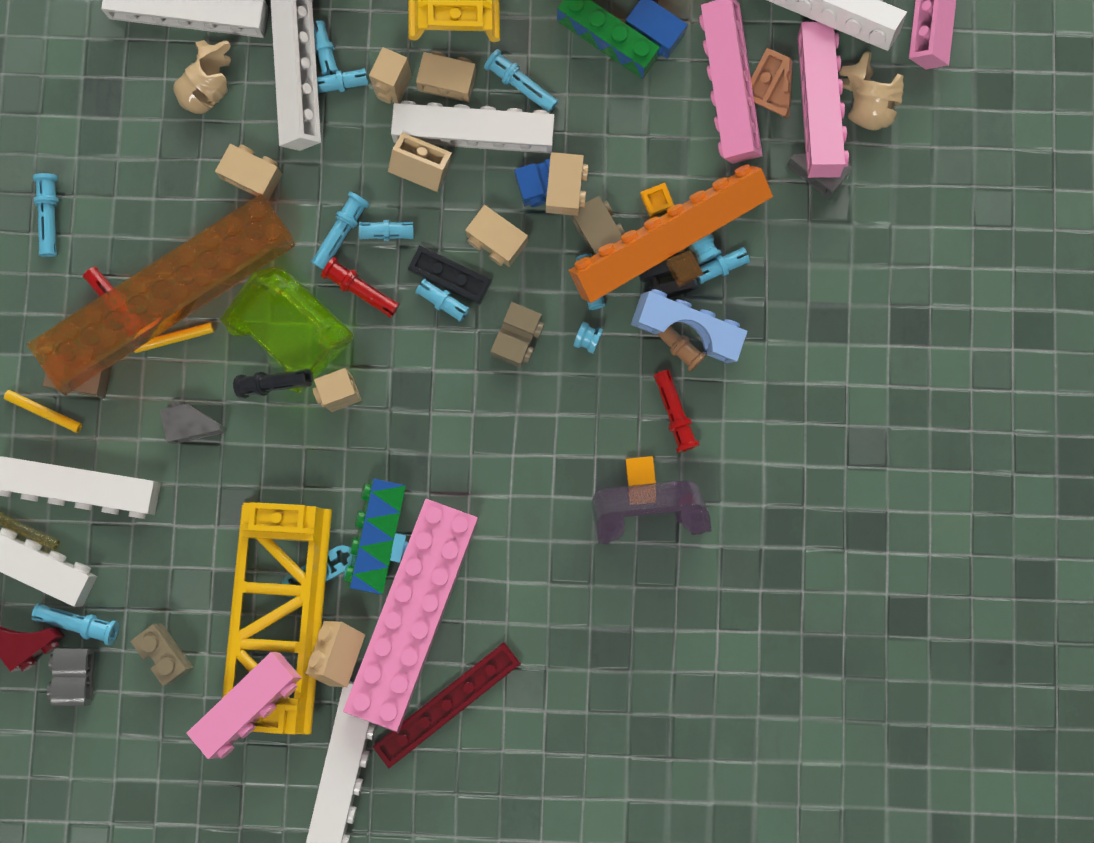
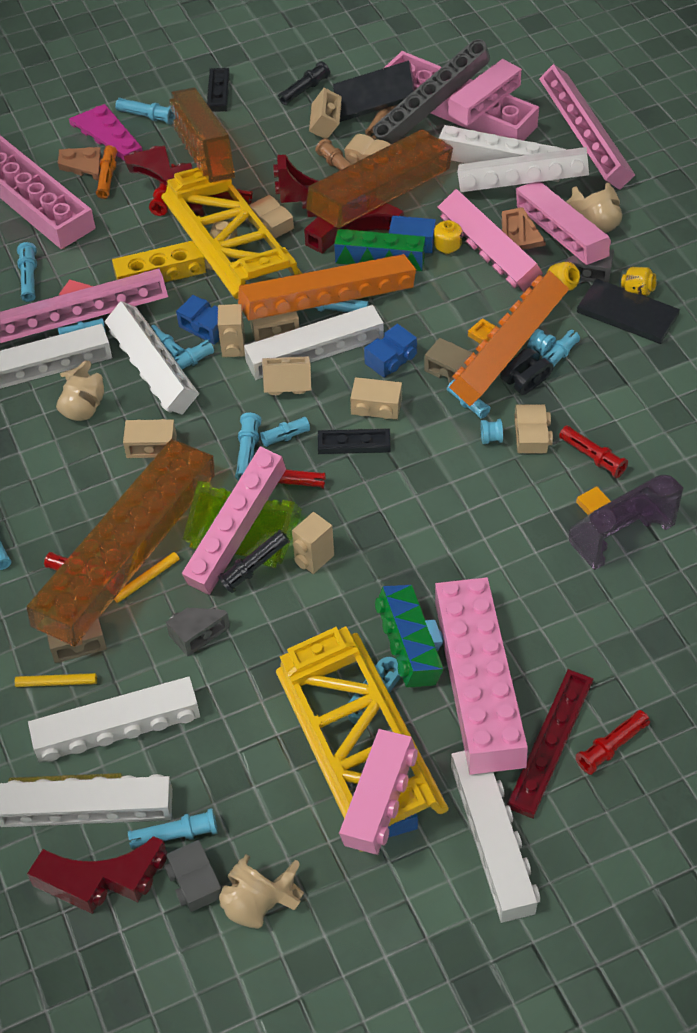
camera: 25 degrees left, 30 degrees down
(111, 722) = (254, 895): none -> tan piece
(168, 657) = (268, 810): dark tan brick -> none
(274, 328) = (234, 520): none -> bright pink brick
(335, 654) = (431, 734): tan brick -> none
(372, 33) = (199, 319): none -> blue brick
(442, 300) = (359, 458): medium azure pin -> none
(486, 739) = (604, 748): none -> red pin
(516, 68) = (326, 287): none -> orange brick
(517, 335) = (434, 453): dark tan brick -> none
(564, 184) = (411, 335): tan brick -> none
(629, 355) = (532, 429): none -> tan brick
(682, 348) = (564, 407): medium nougat pin -> none
(684, 268) = (535, 352): clear orange slope -> none
(690, 52) = (447, 236): none -> yellow head
(719, 338) = (593, 388): light blue arch -> none
(779, 173) = (566, 273): none -> yellow head
(824, 248) = (628, 311): none -> black tile
(857, 219) = (639, 280): none -> yellow head

